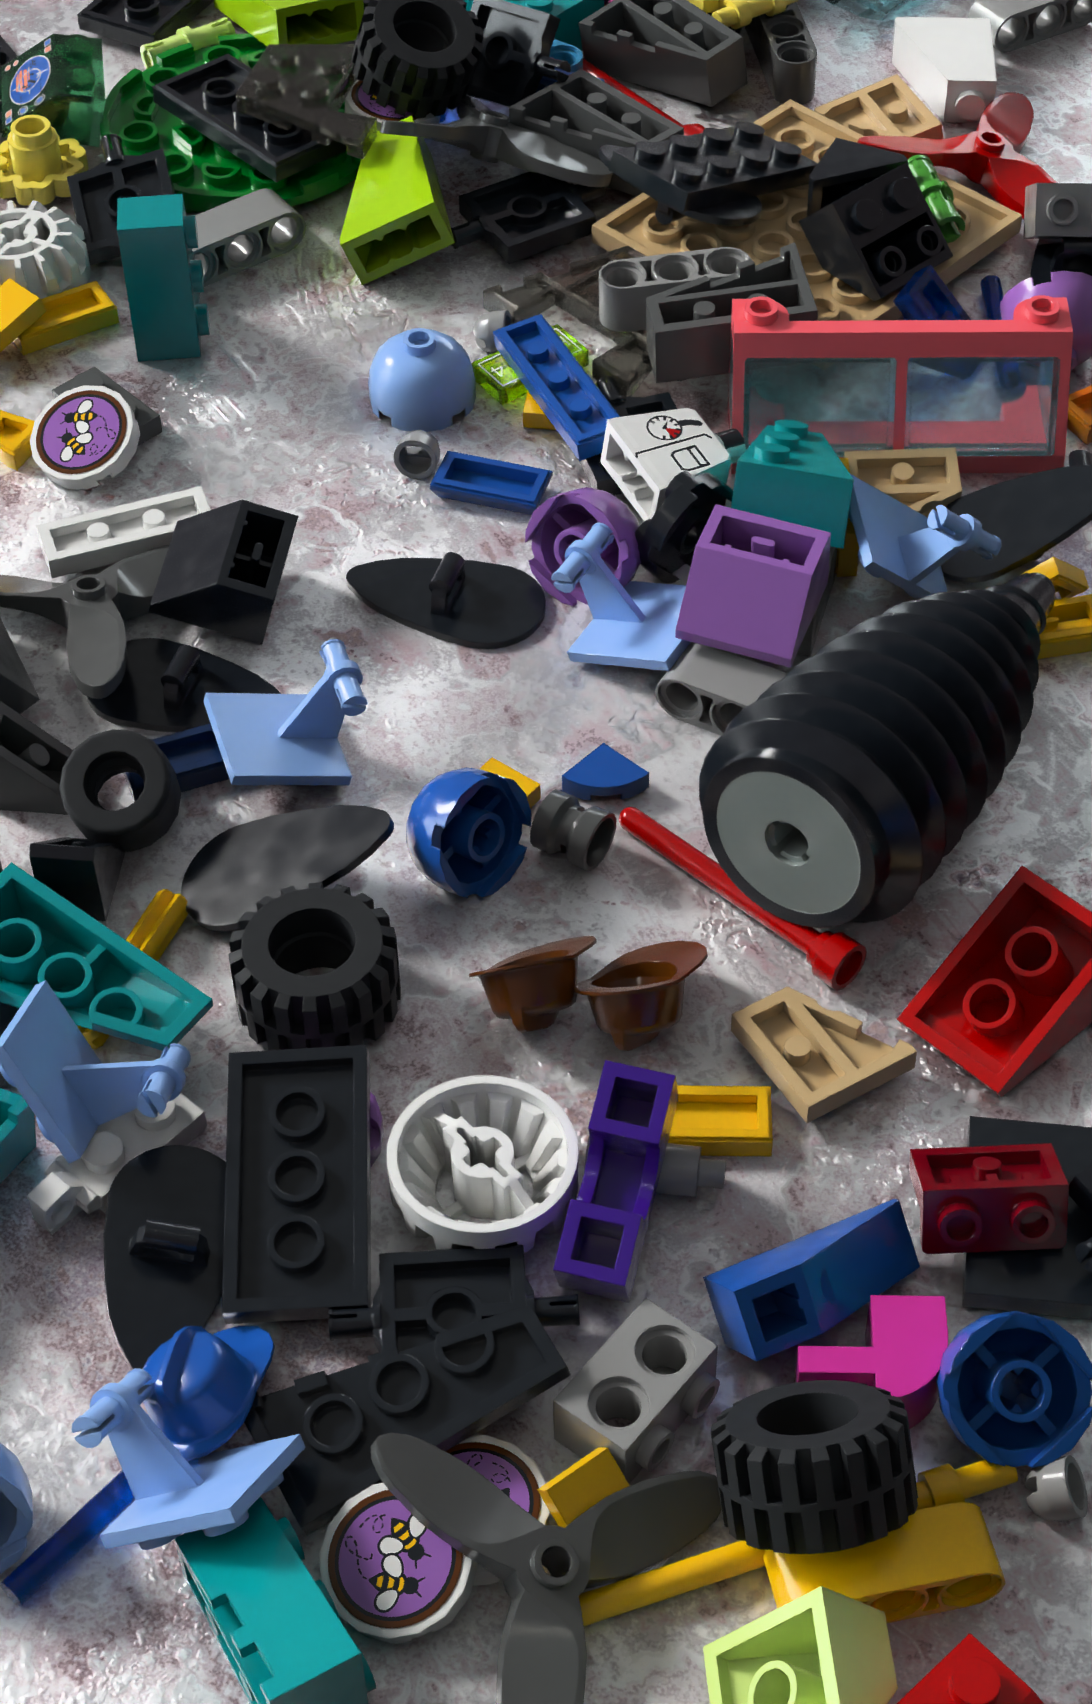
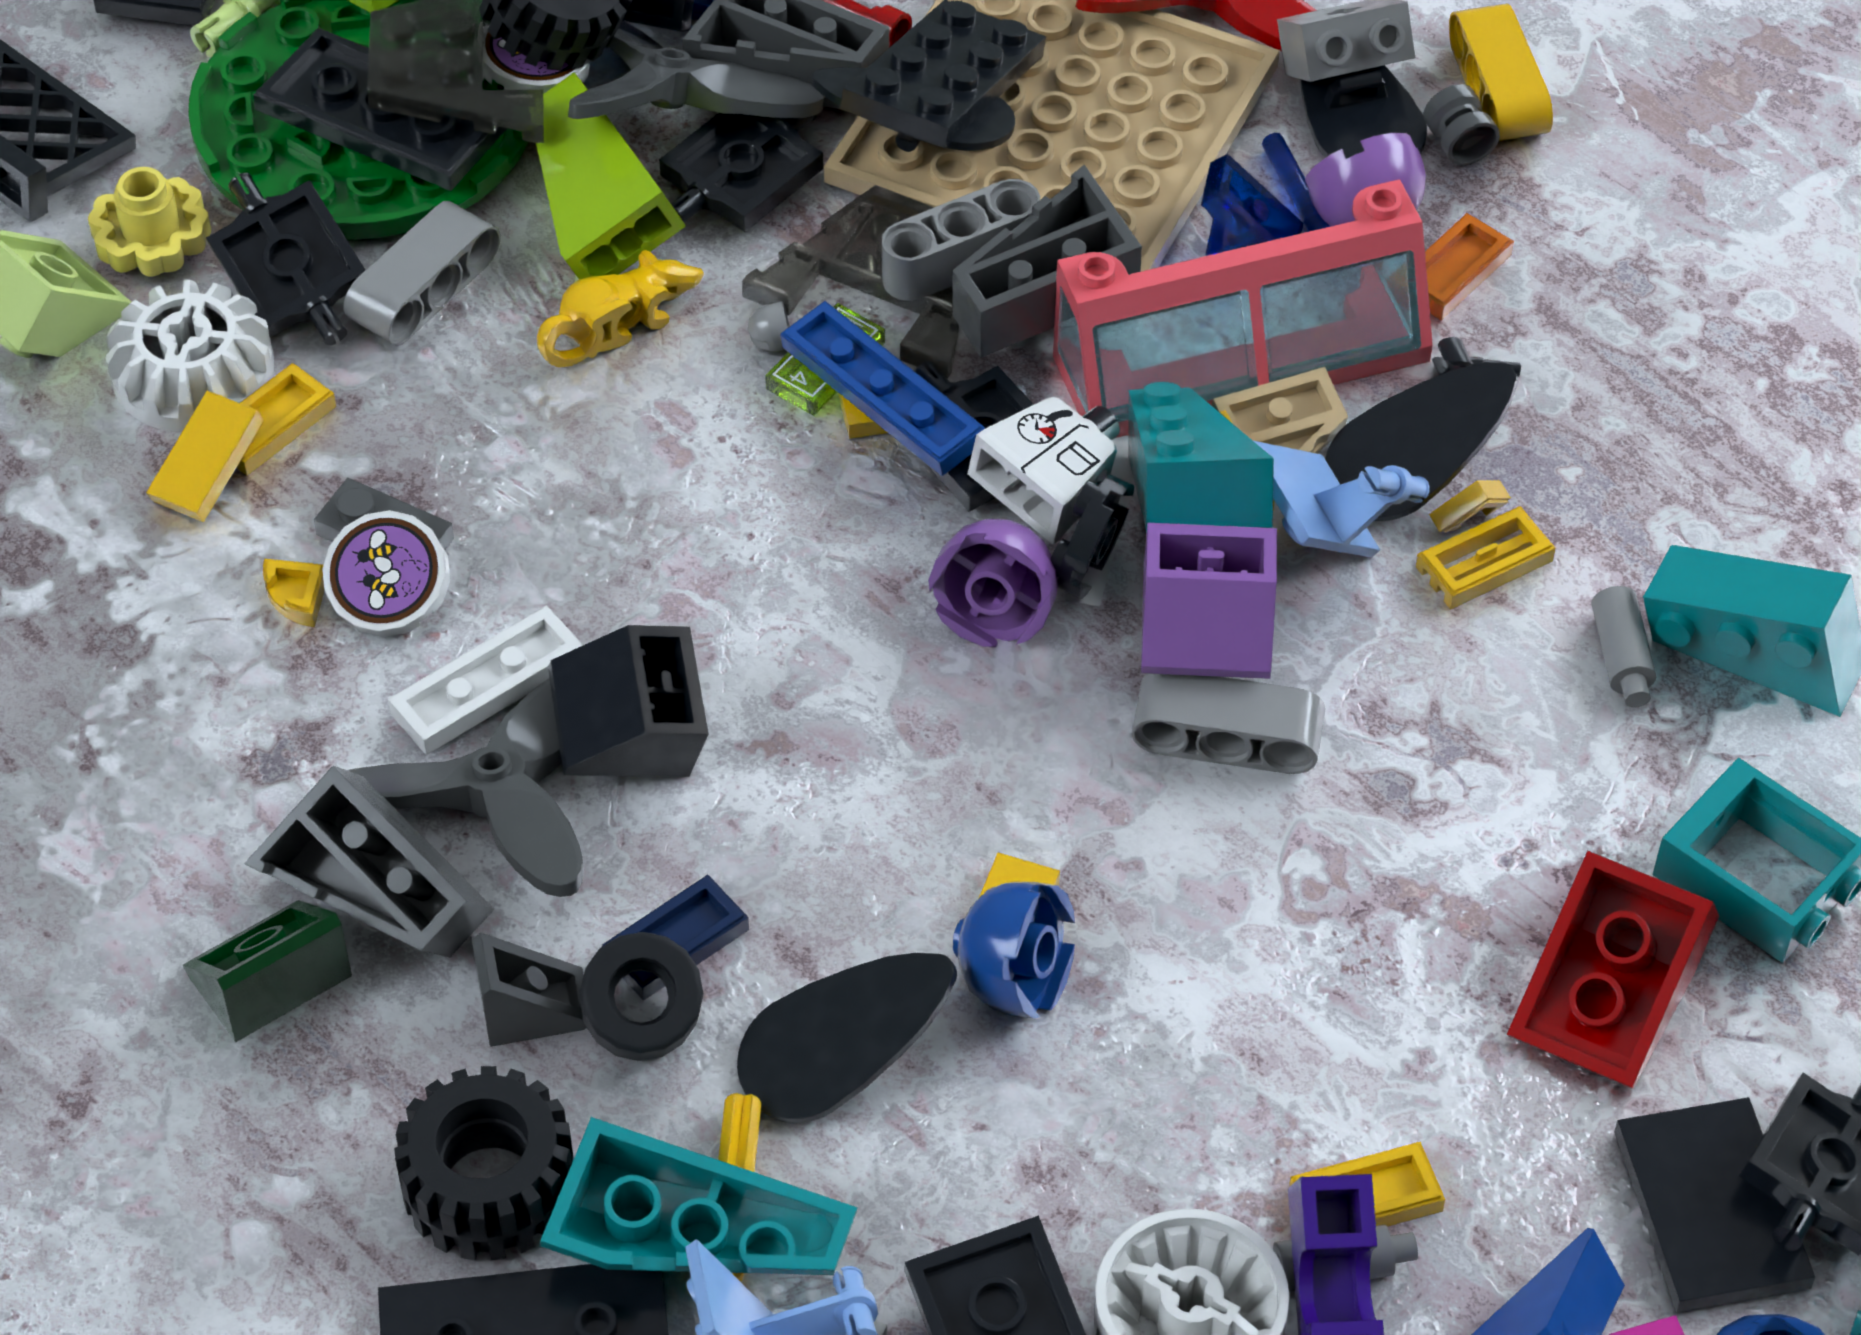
camera: 20 degrees left, 5 degrees up
(60, 82) = (128, 115): clear green slope -> none
(79, 871) = (636, 1094): black slope -> none
(162, 276) = (398, 358): teal wedge -> none
(168, 686) = (646, 853): black shield -> none
(290, 735) = (777, 885): light blue plate -> none
(308, 932) = (942, 1097): black tyre -> none
(362, 291) = (605, 307): none -> yellow animal
(420, 460) = (757, 504): light grey hinge -> none
(421, 380) = (721, 412): light blue cylinder -> none
(453, 598) = (867, 670): black shield -> none
(490, 482) = (849, 519): blue tile -> none
(535, 983) = (1153, 1088): reddish brown piece -> none
(570, 829) = (1111, 914): dark grey wheel -> none
(605, 774) = (1117, 841): blue tile -> none
(630, 622) = (1076, 653): light blue plate -> none
(642, 991) = (1263, 1071): reddish brown piece -> none
(816, 1053) = (1448, 1092): tan wing -> none
(833, 957) = (1421, 984): red piece -> none
(847, 168) = (1097, 51): black slope -> none
(875, 754) = (1406, 761): black cone -> none
(877, 234) = (1147, 119): black slope -> none
(938, 197) = (1185, 56): bright green pin -> none
(990, 1198) = (1674, 1201): dark red bracket -> none

